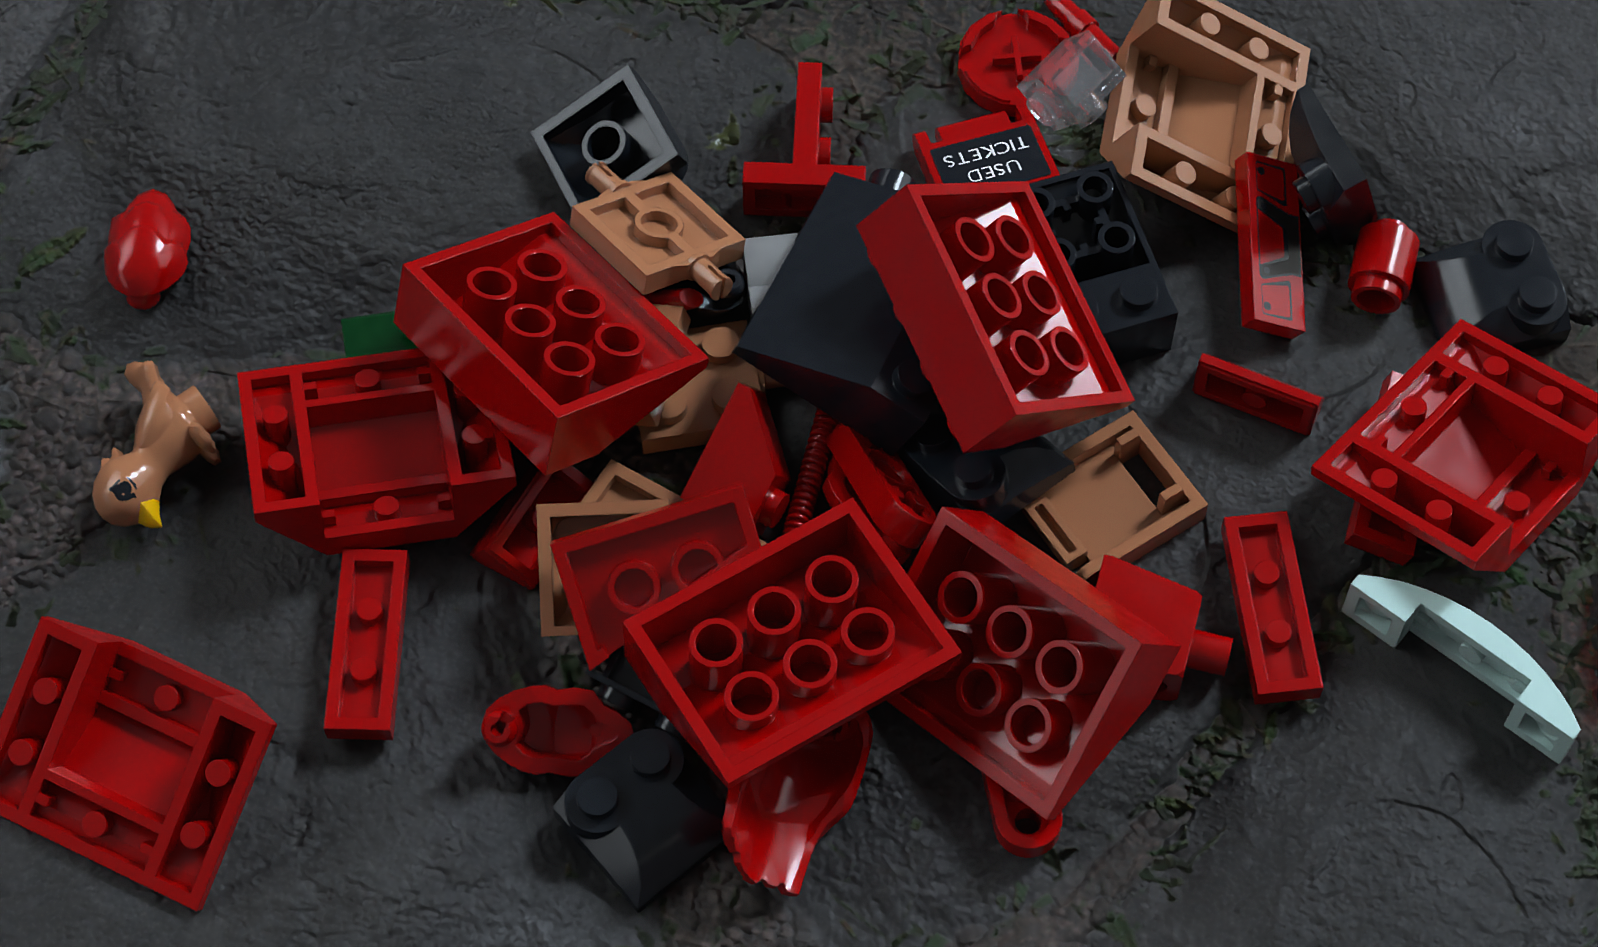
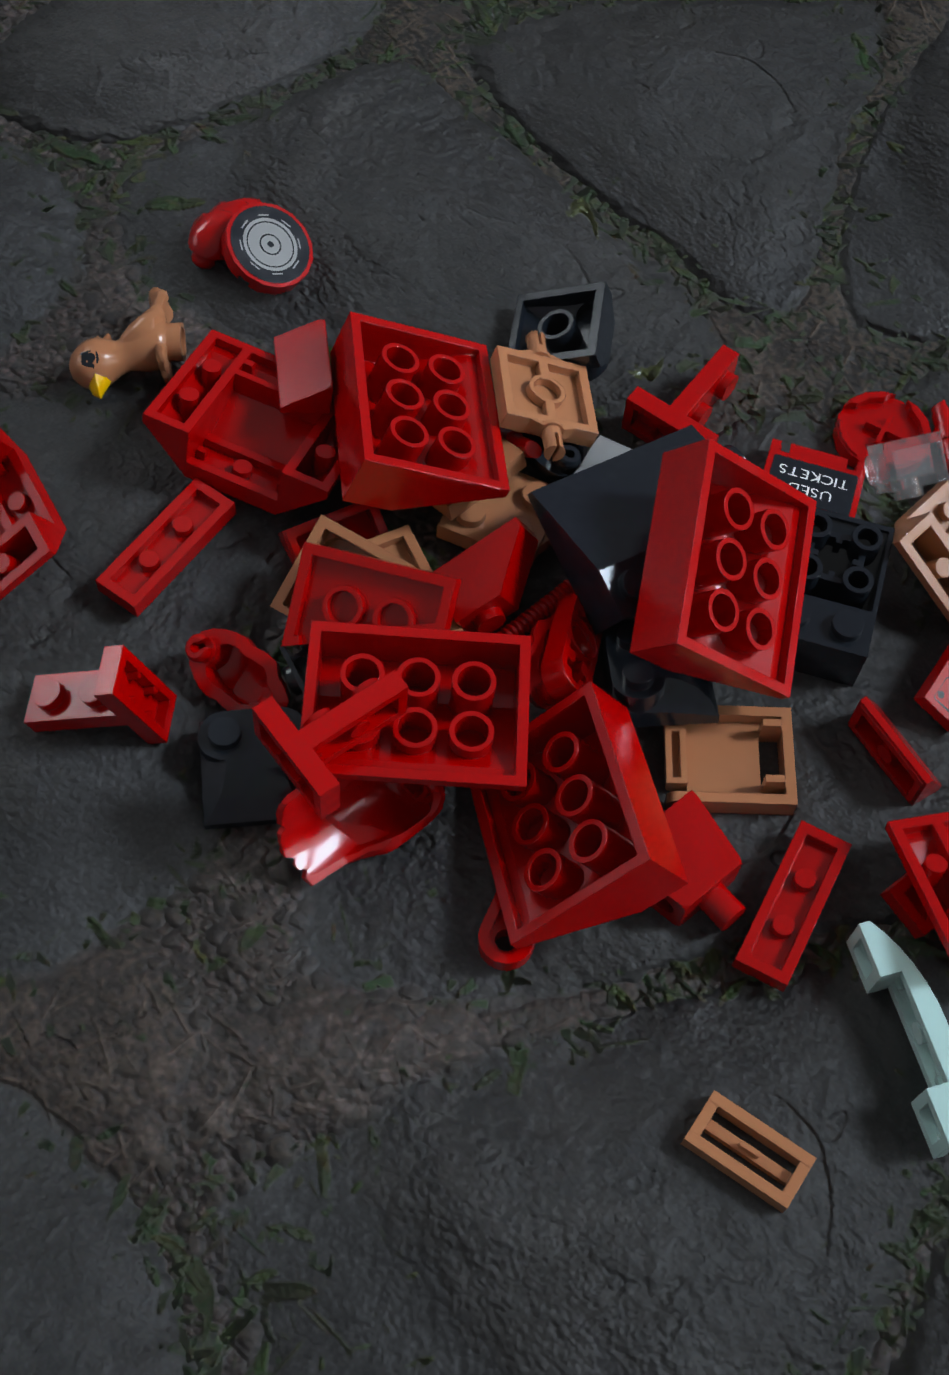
camera: 30 degrees right, 0 degrees up
(215, 242) = (267, 248): none -> tile
(381, 356) = (304, 369): none -> red slope
(431, 850) = (112, 696): none -> red bracket
(729, 756) = (328, 735): none -> red bracket
(1394, 894) = (736, 1170): none -> nougat tile

